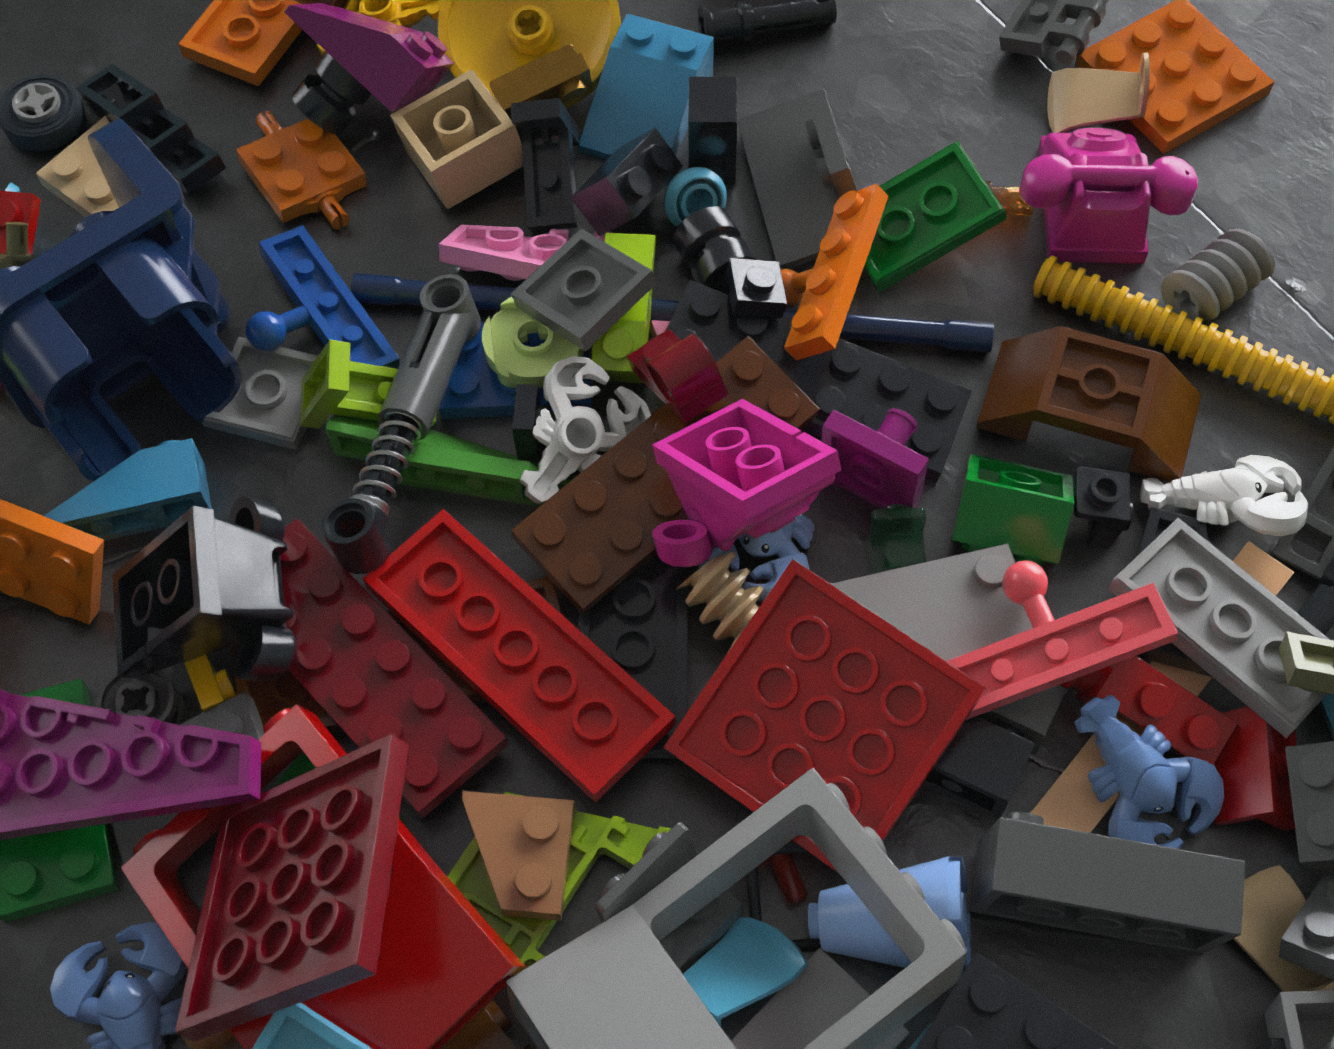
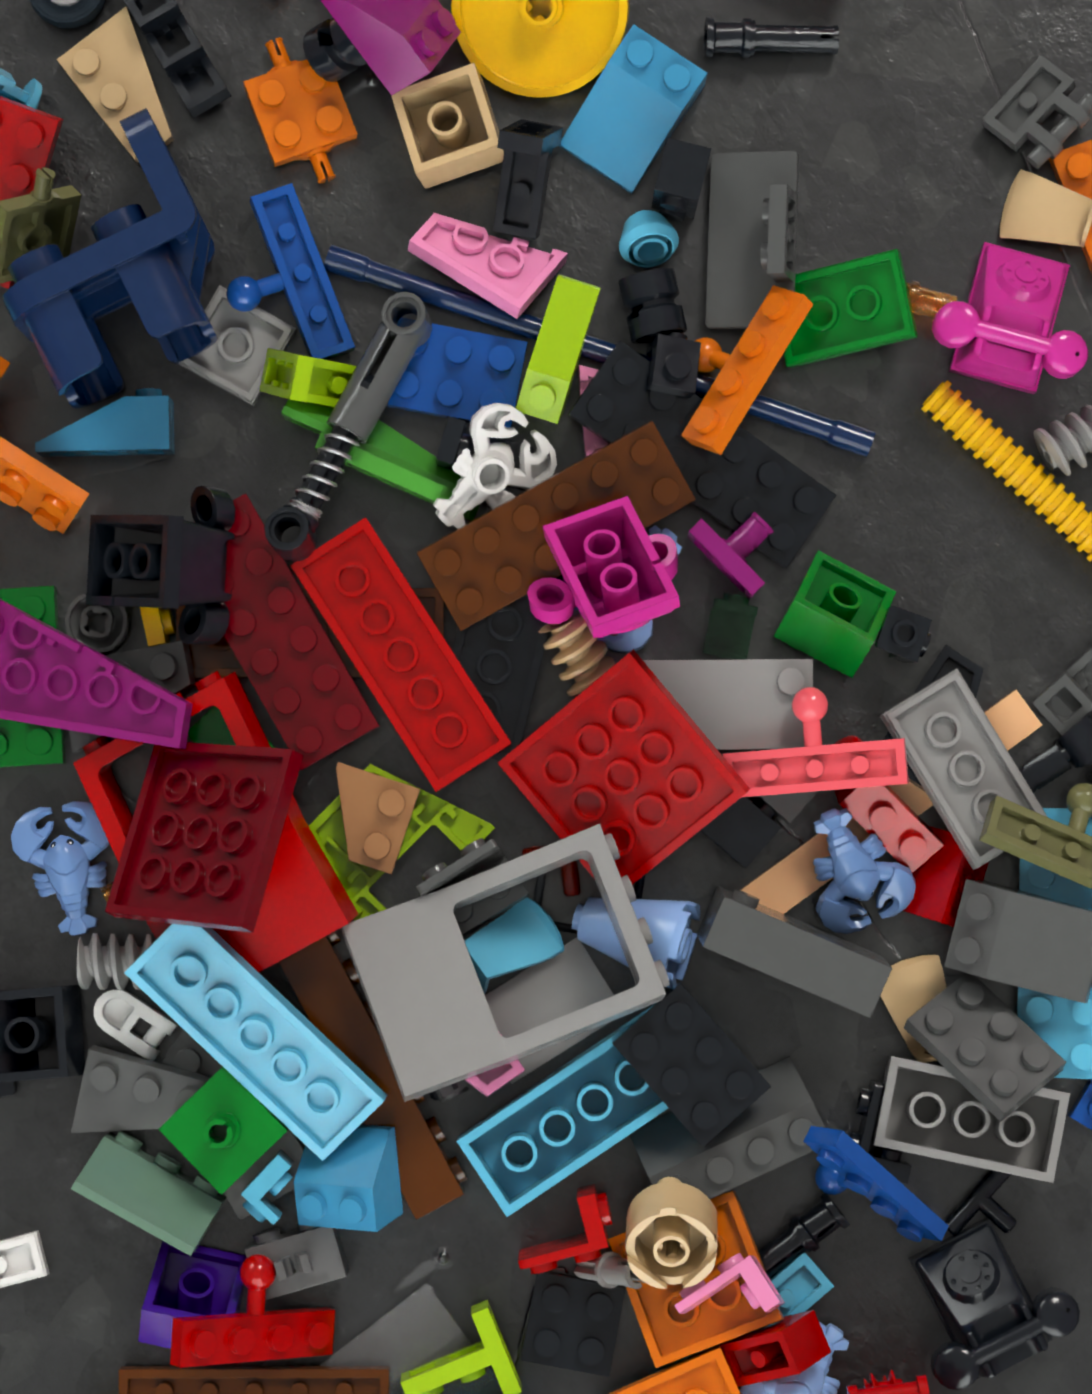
camera: 10 degrees right, 25 degrees up
(515, 361) = (455, 347): yellowish green plate -> none
(554, 75) = (535, 86): pearl gold bracket -> none
(583, 289) = (523, 343): dark grey plate -> none
(627, 182) = (590, 217): black brick -> none
(679, 373) = (581, 449): dark red plate -> none
(1095, 391) = (931, 533): reddish brown slope -> none
(1236, 495) = (1015, 647): white animal -> none

